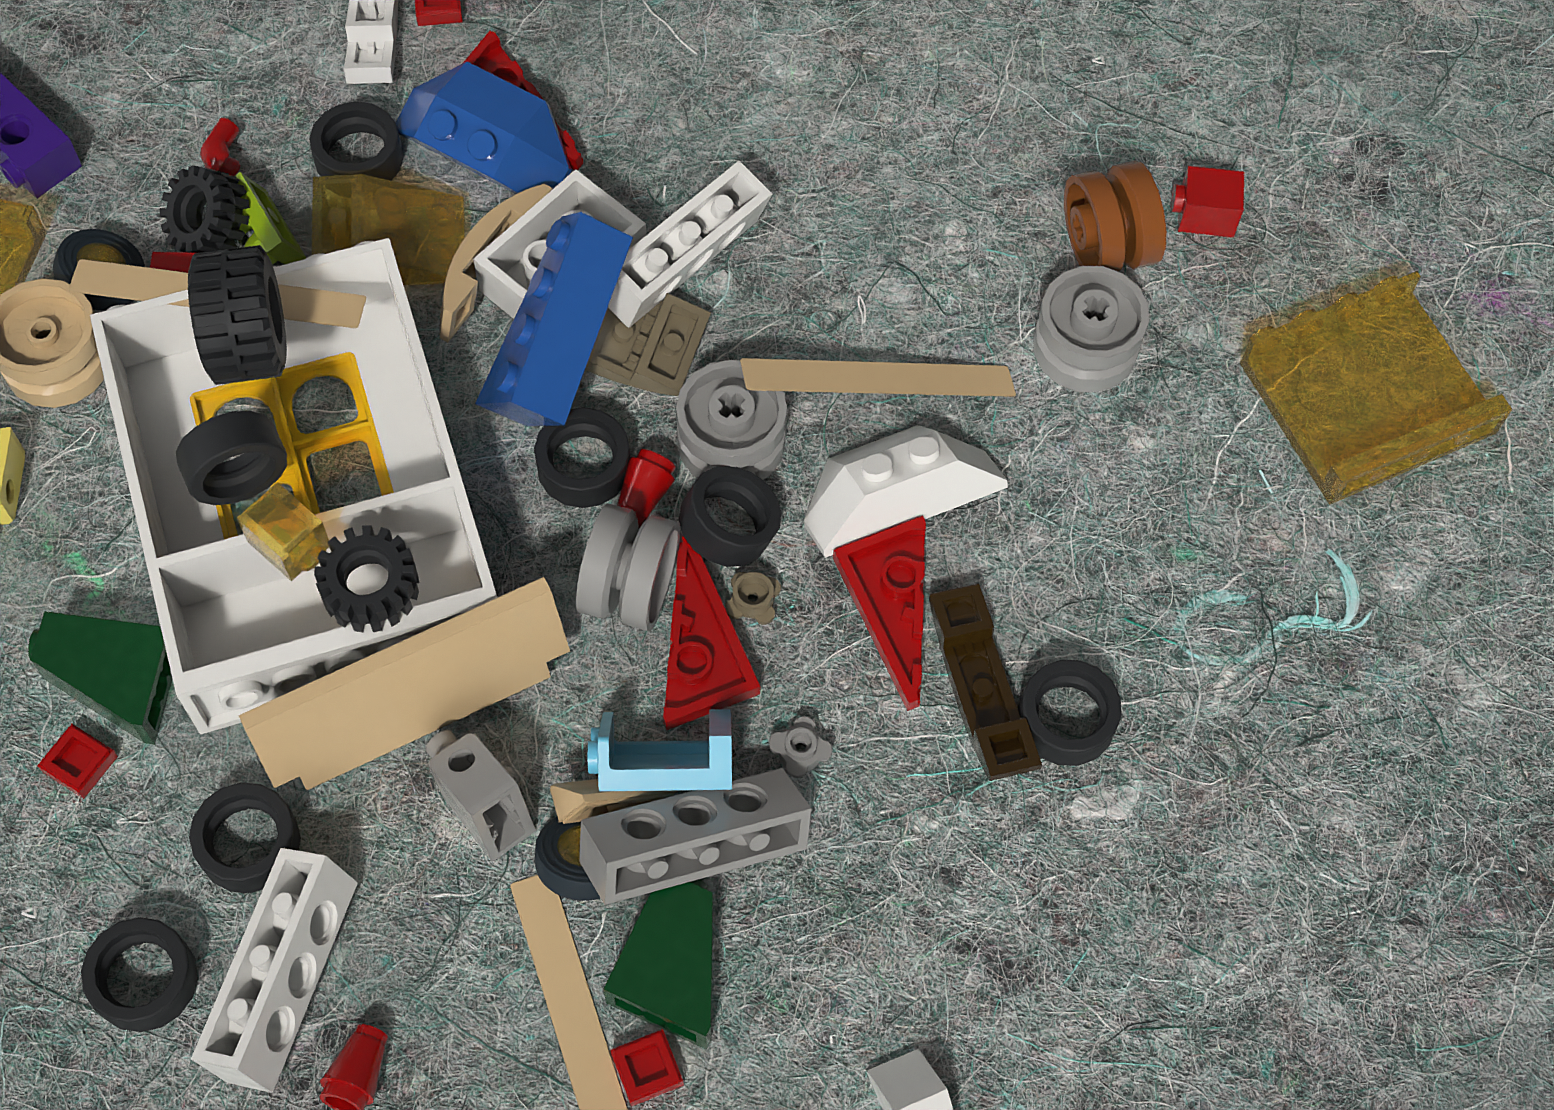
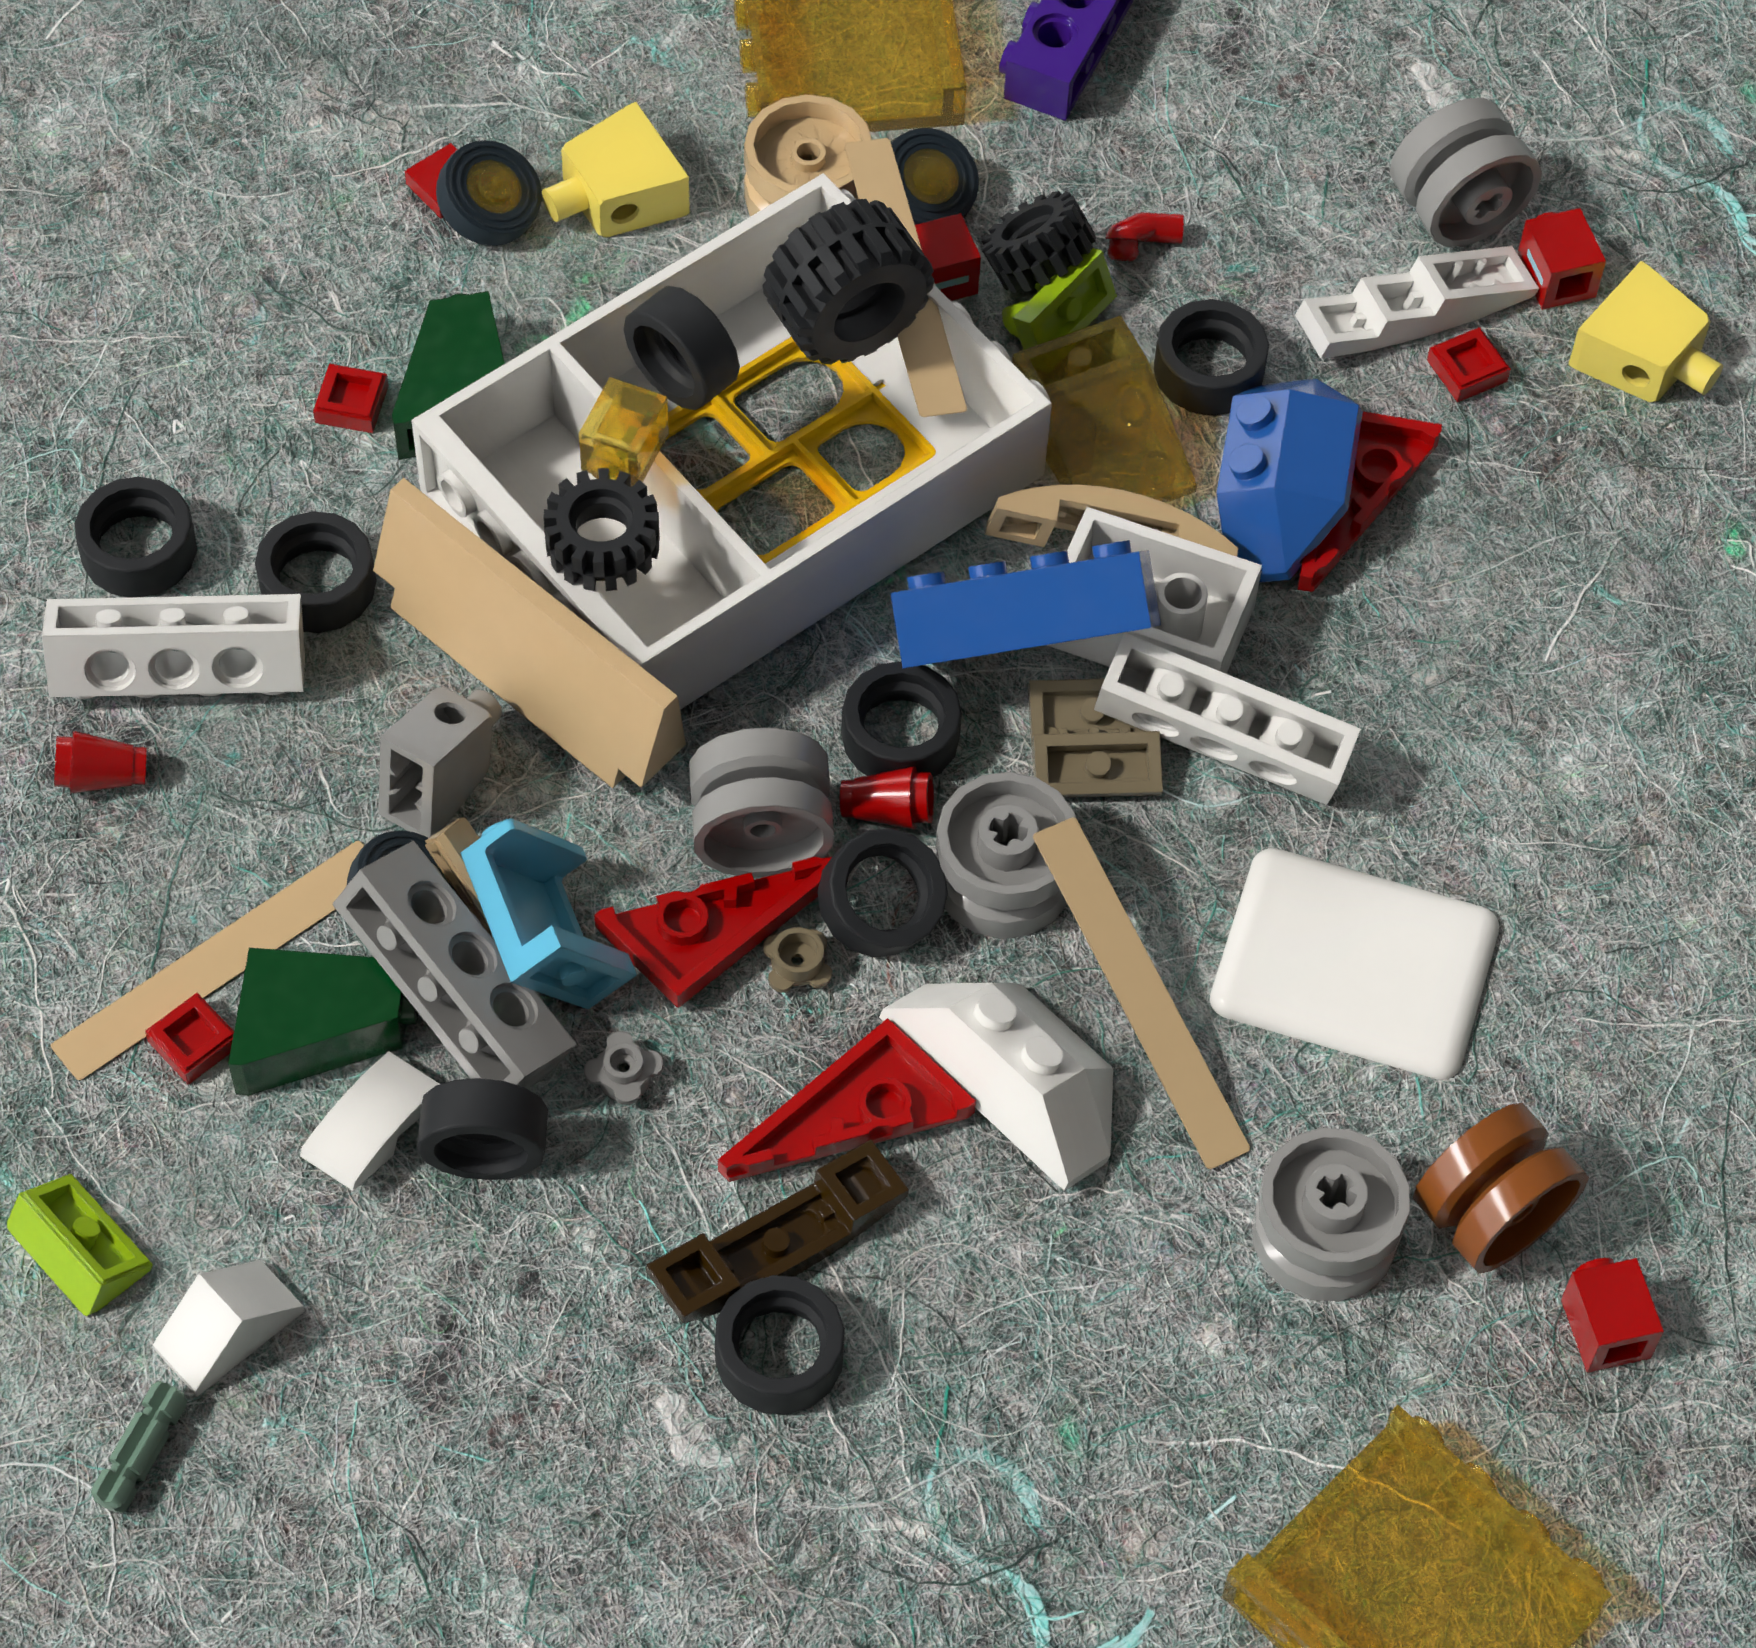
camera: 70 degrees right, 5 degrees down
(779, 947) = (367, 1121): none -> white slope
(832, 859) = (482, 1129): none -> black tyre
(885, 252) = (1355, 963): none -> white piece

